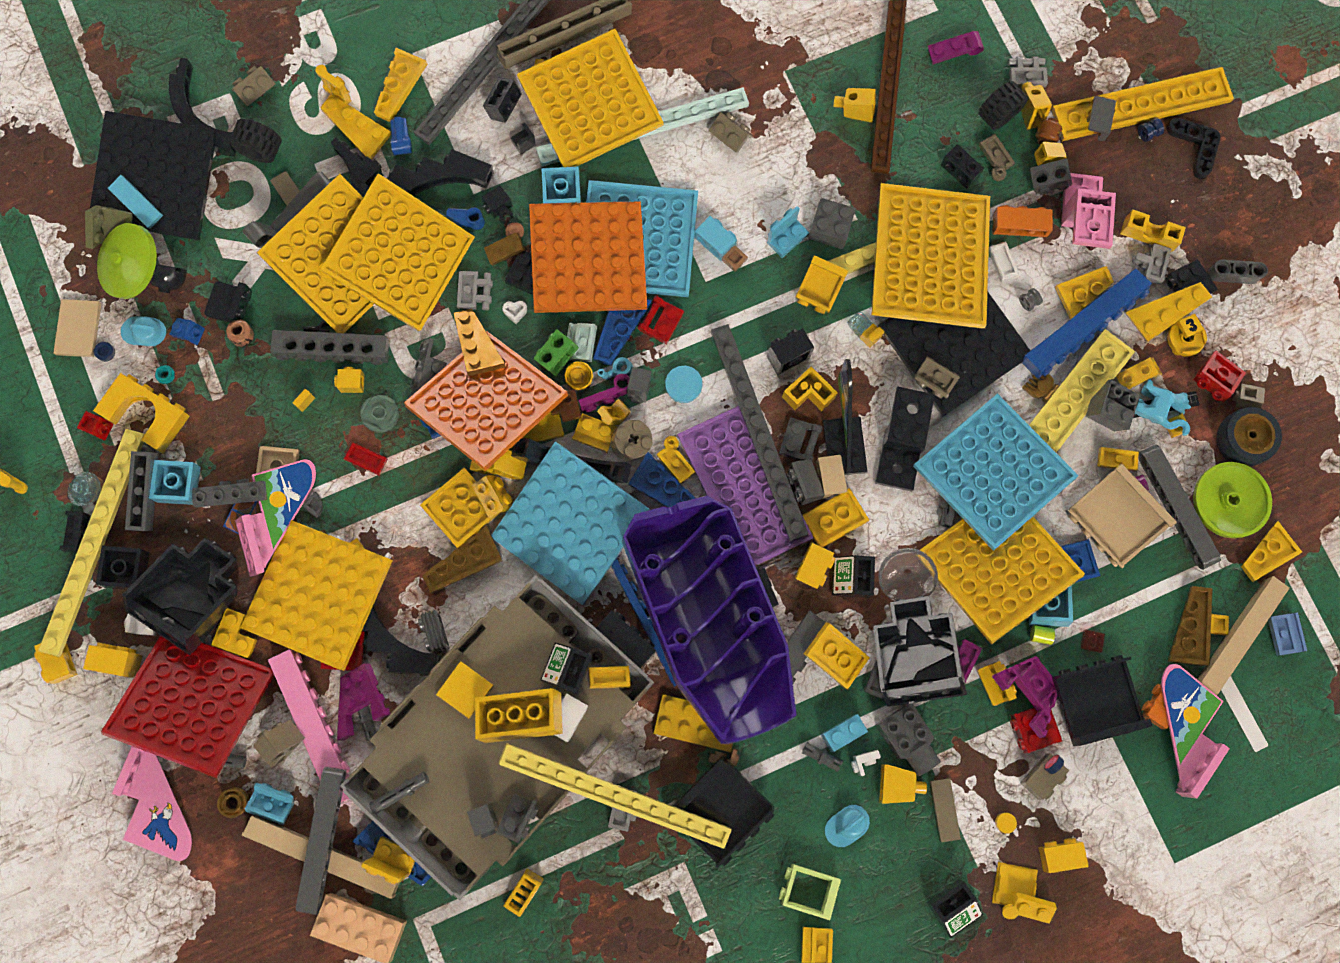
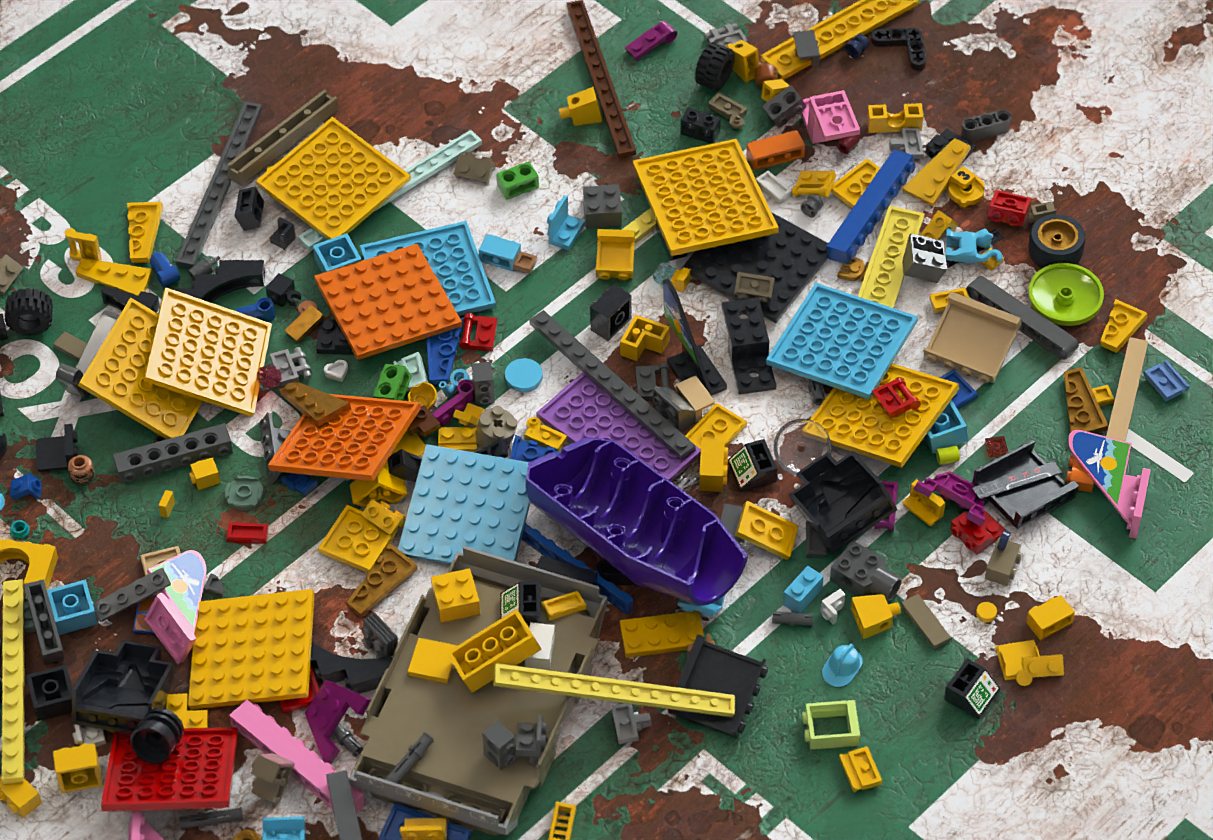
camera: 15 degrees left, 25 degrees down
(186, 667) = (157, 735): none -> black wheel
(437, 149) = (205, 266): none -> dark grey piece
(447, 297) = (269, 376): none -> clear pink gear
(511, 630) = (455, 595): none -> yellow brick
(765, 166) = (517, 180): none -> bright green brick
(1012, 566) = (891, 401): none -> red plate
(1045, 271) = (814, 183): none -> yellow plate
(1096, 692) = (1016, 479): none -> sticker

